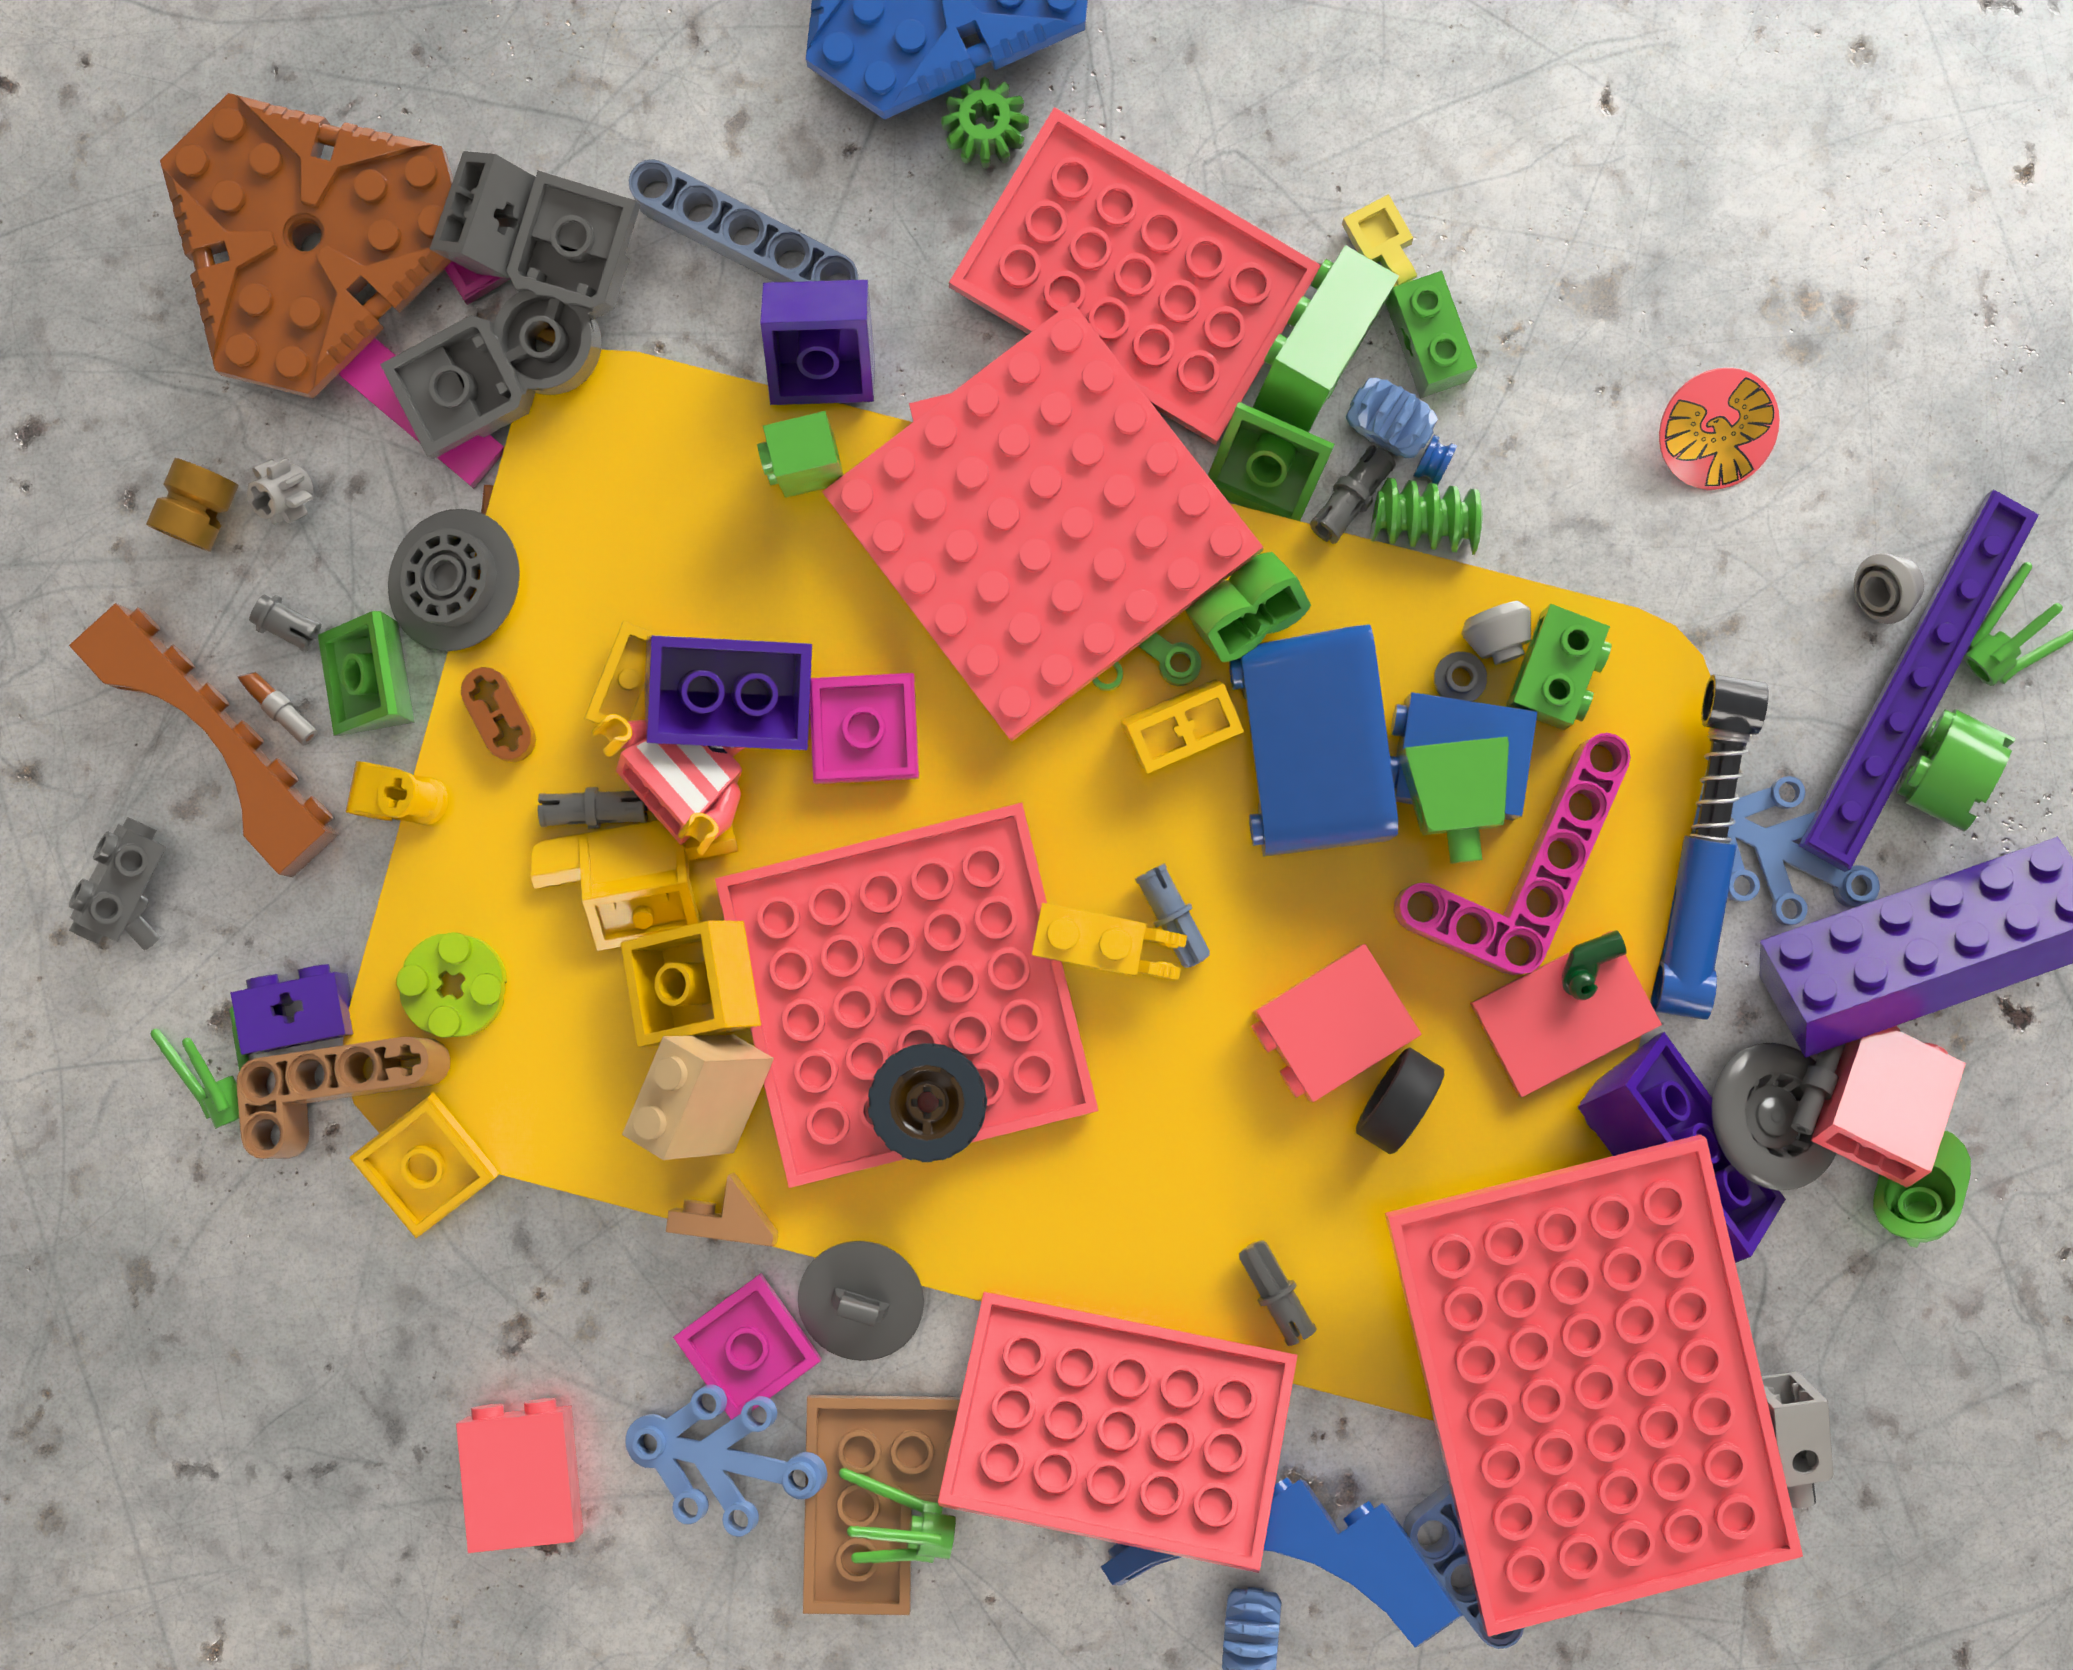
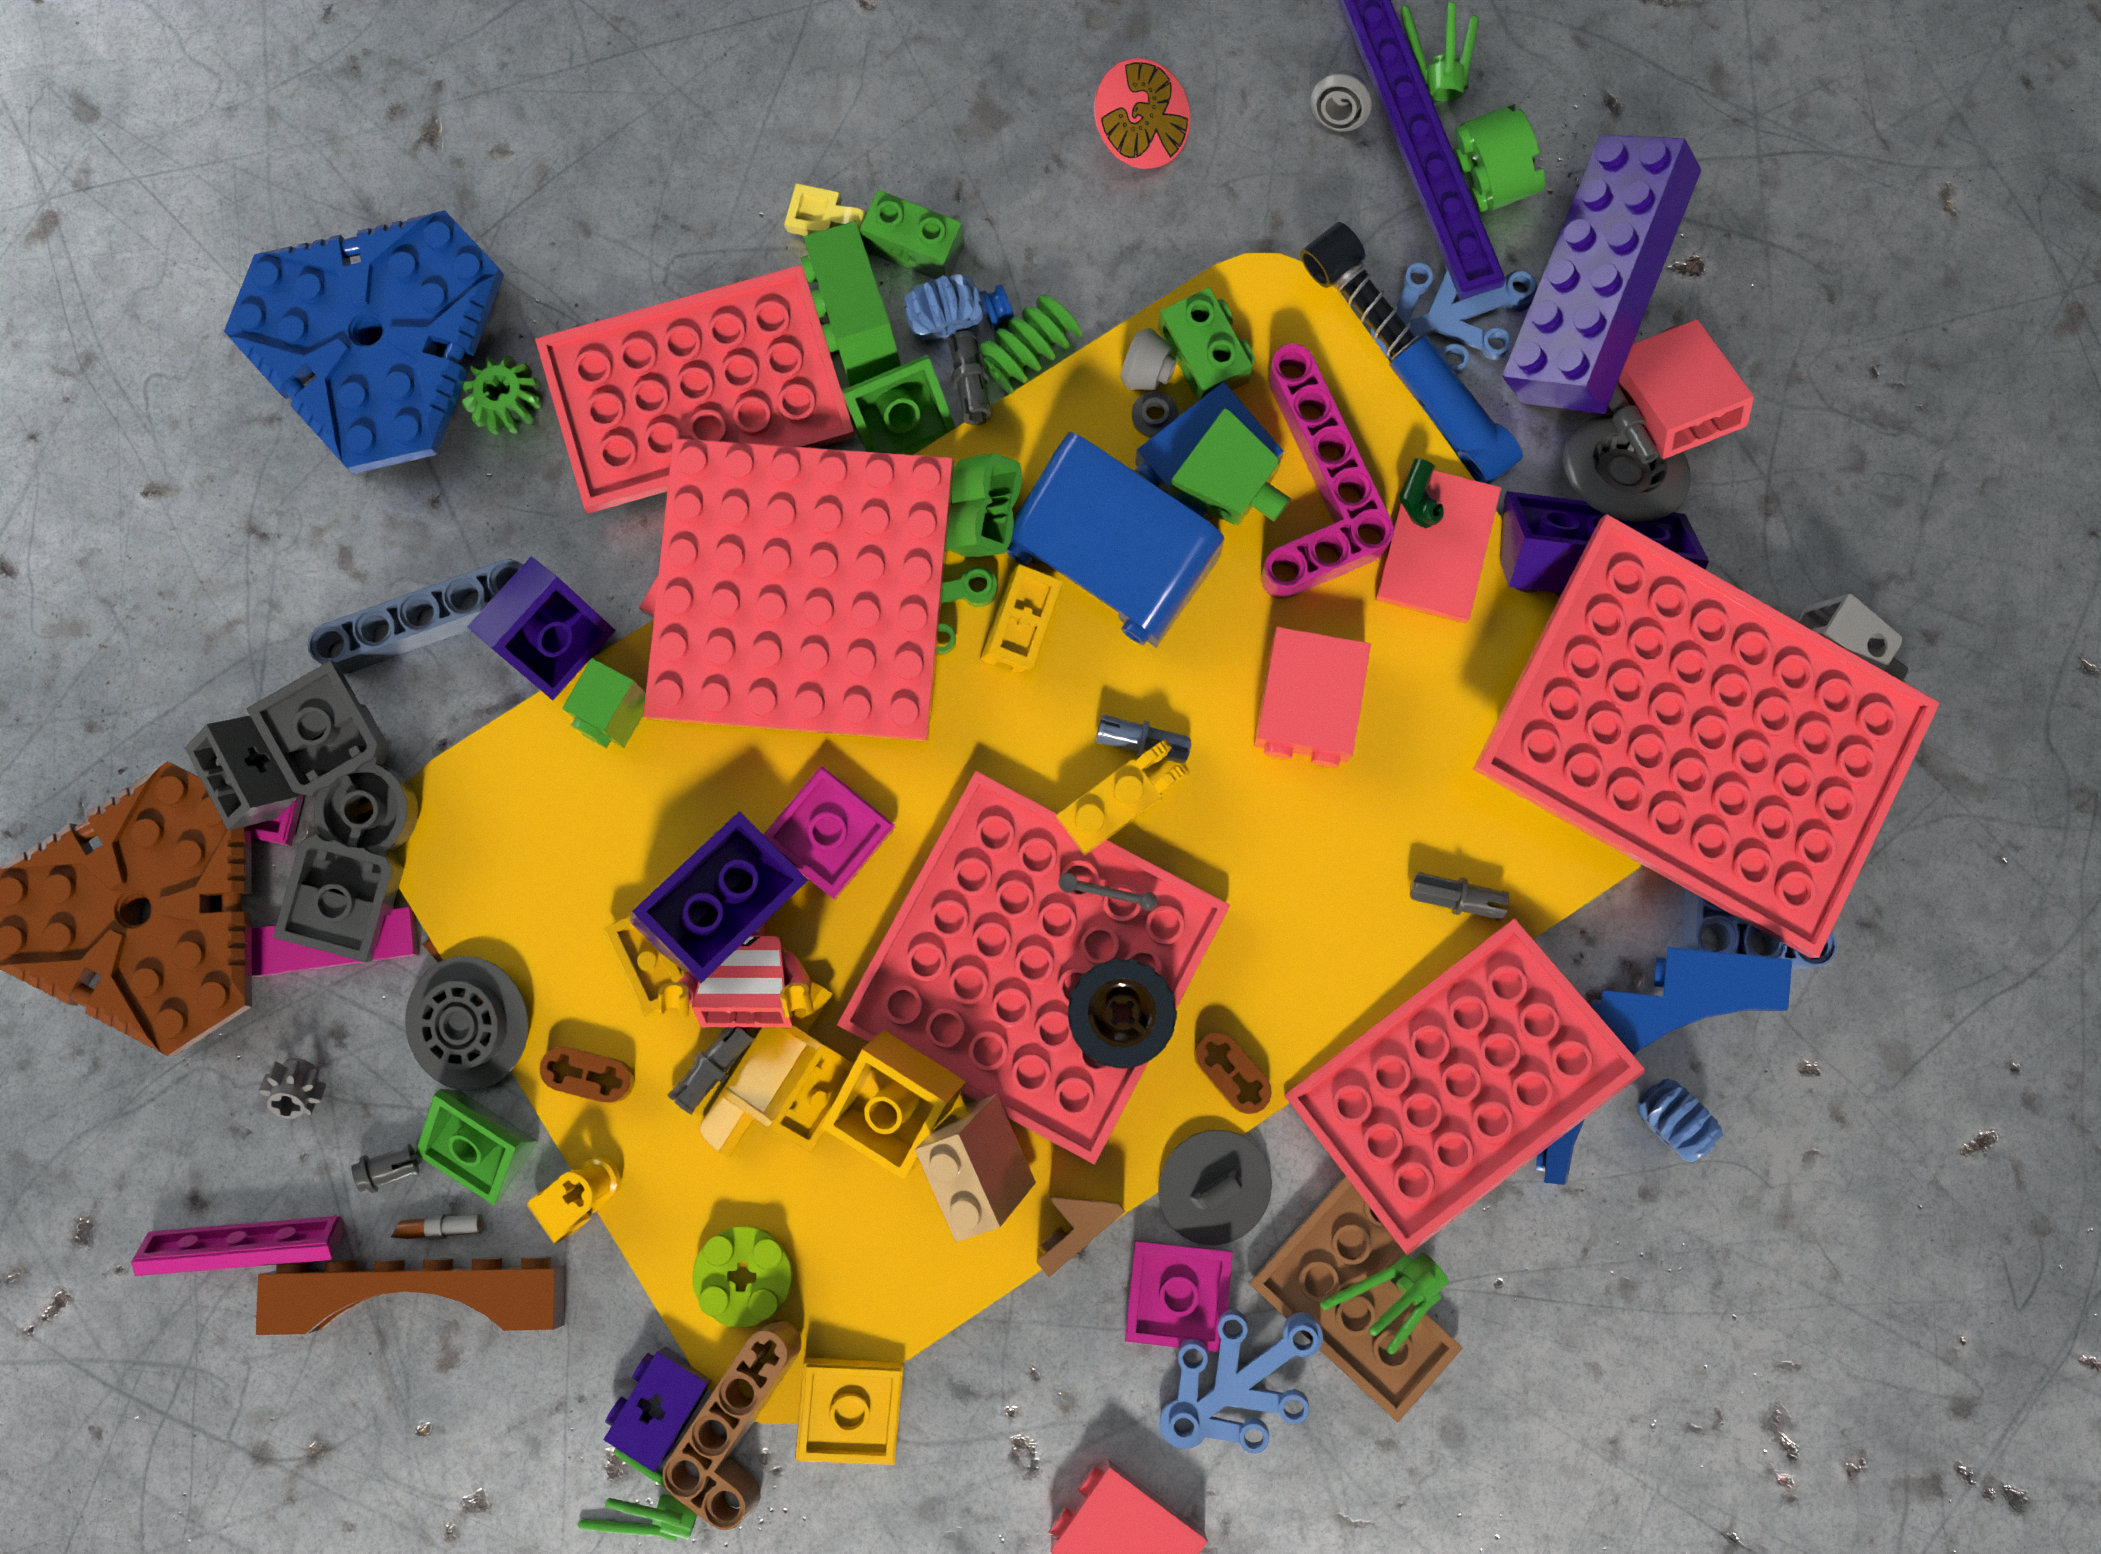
camera: 50 degrees left, 5 degrees down
(114, 892) = (457, 1463): dark grey brick -> none
(124, 565) = (238, 1245): none -> dark pink tile
(192, 504) = (243, 1158): pearl gold wheel -> none
(951, 1231) = (1241, 1064): none -> dark orange beam
(997, 964) = (1068, 883): none -> dark grey hinge
(1400, 1101) = (1403, 697): black tyre -> none
(1931, 1204) = (1772, 421): bright green piece -> none

